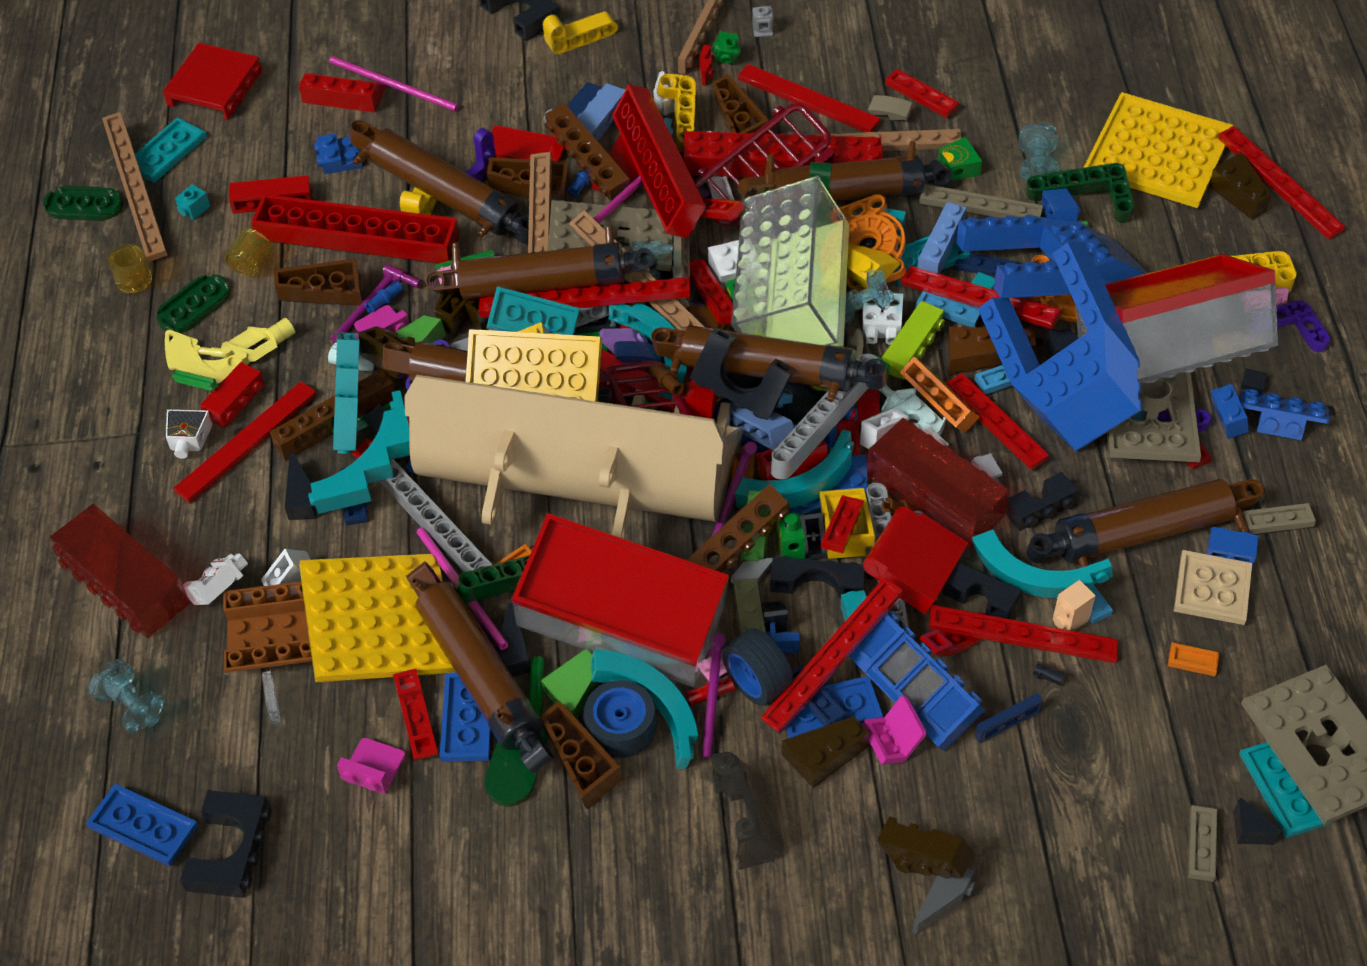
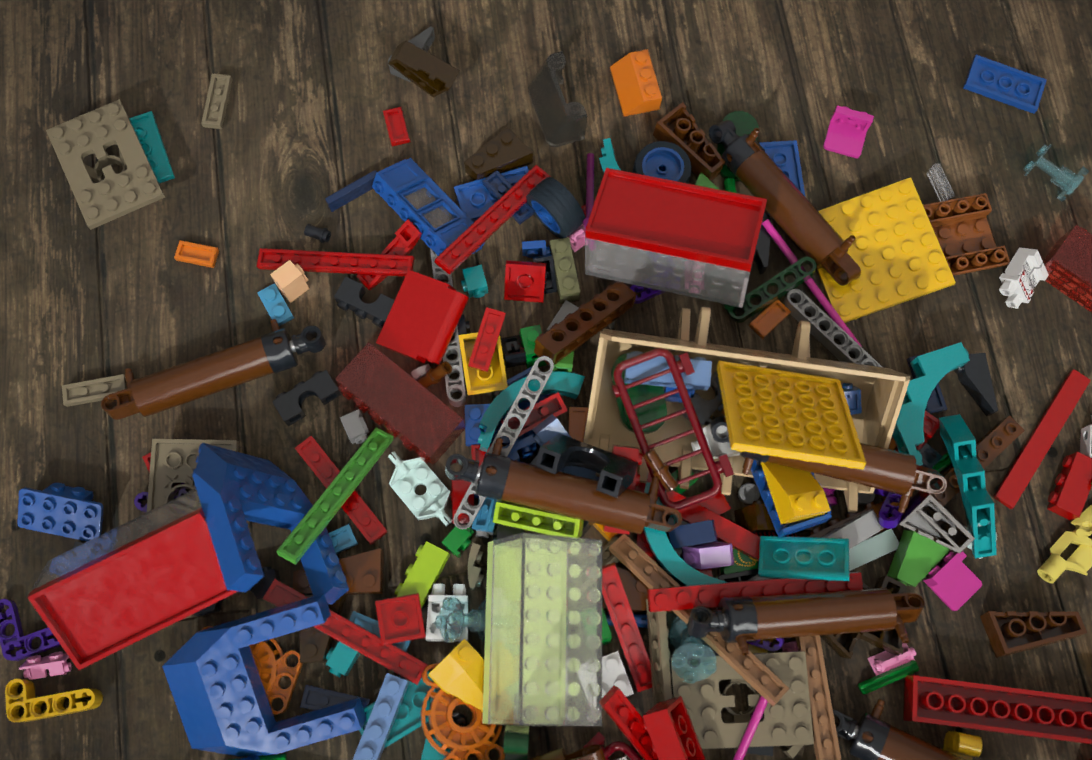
camera: 170 degrees right, 20 degrees up
(233, 874) = (927, 90): black arch -> none
(285, 568) = (960, 297): white slope -> none
(383, 297) = (961, 621): blue pin -> none
(391, 274) = (959, 655): magenta bar -> none
(415, 714) = (820, 174): red slope -> none
(638, 842) = (636, 83): none -> orange slope
(743, 457) = (575, 411): magenta bar -> none
(790, 573) = (530, 314): black arch -> none
(797, 600) = (524, 281): none -> red tile
(876, 426) = (437, 474): white slope -> none
(895, 734) = (445, 169): dark pink bracket -> none
(928, 304) = (400, 619): none -> red tile
(939, 394) = (393, 511): orange brick -> none
(959, 805) = (396, 126): none -> red tile
(1001, 389) = (334, 496): none -> bright green tile
(1032, 579) = (319, 310): teal arch -> none
(1213, 587) = (167, 318): tan plate -> none
(1229, 411) = (113, 504): blue brick -> none
(1232, 545) = (143, 355): blue brick -> none
(1253, 826) = (177, 111): black slope -> none

